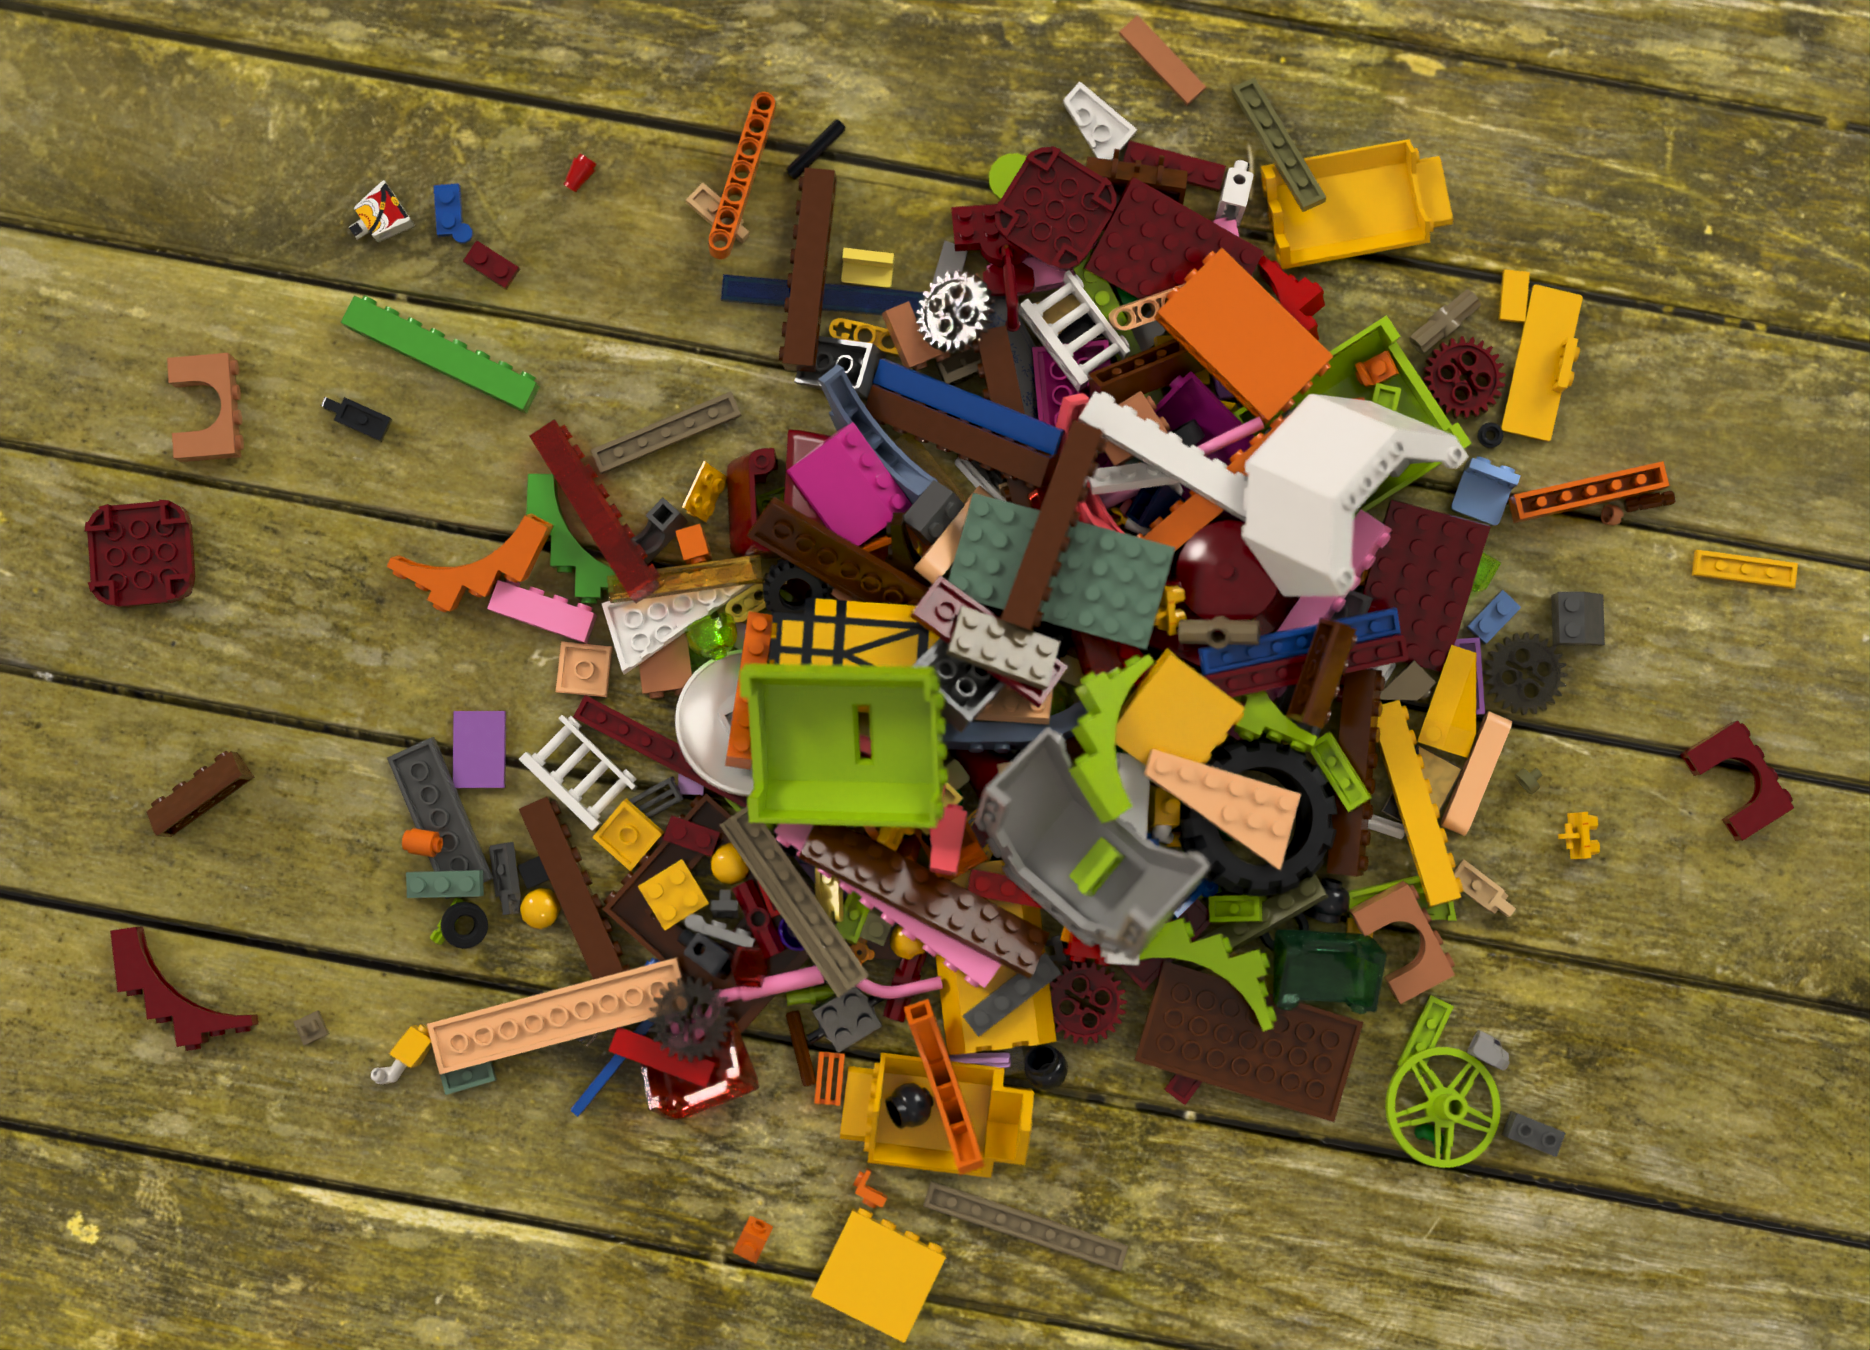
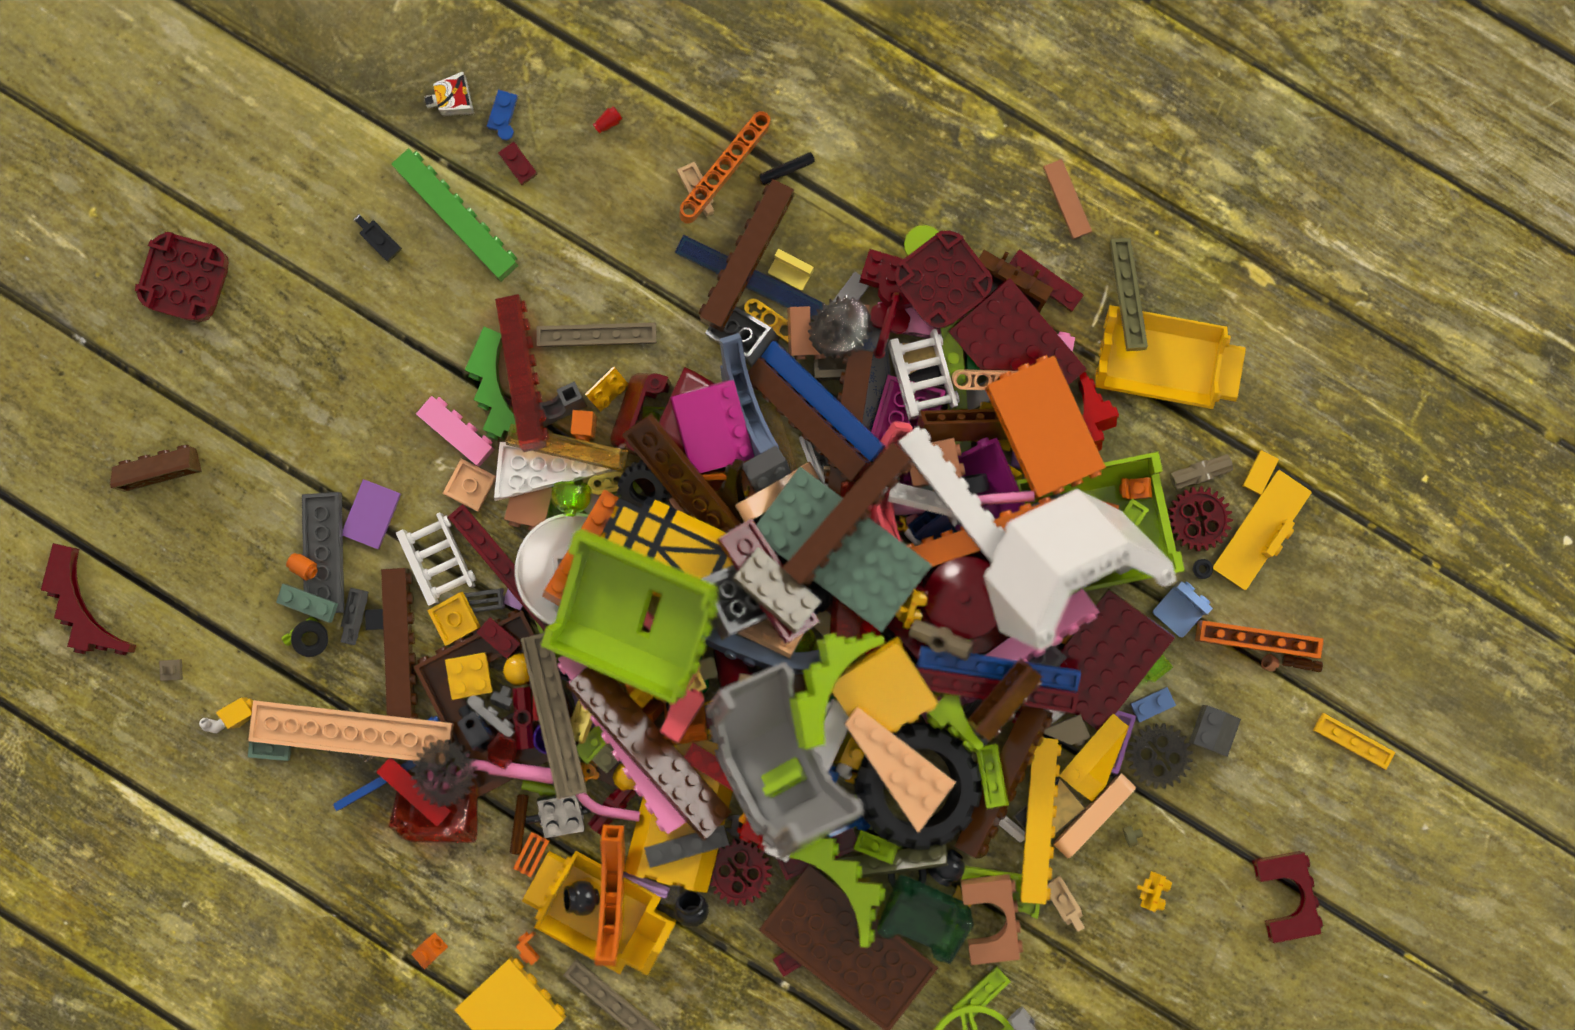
camera: 25 degrees right, 0 degrees up
(222, 437) = (275, 214): nougat arch -> none
(449, 584) = (395, 384): orange arch -> none
(540, 908) = (369, 647): yellow hair -> none
(1098, 122) = (1002, 227): white wing -> none
(1235, 192) = (1082, 317): white torso -> none

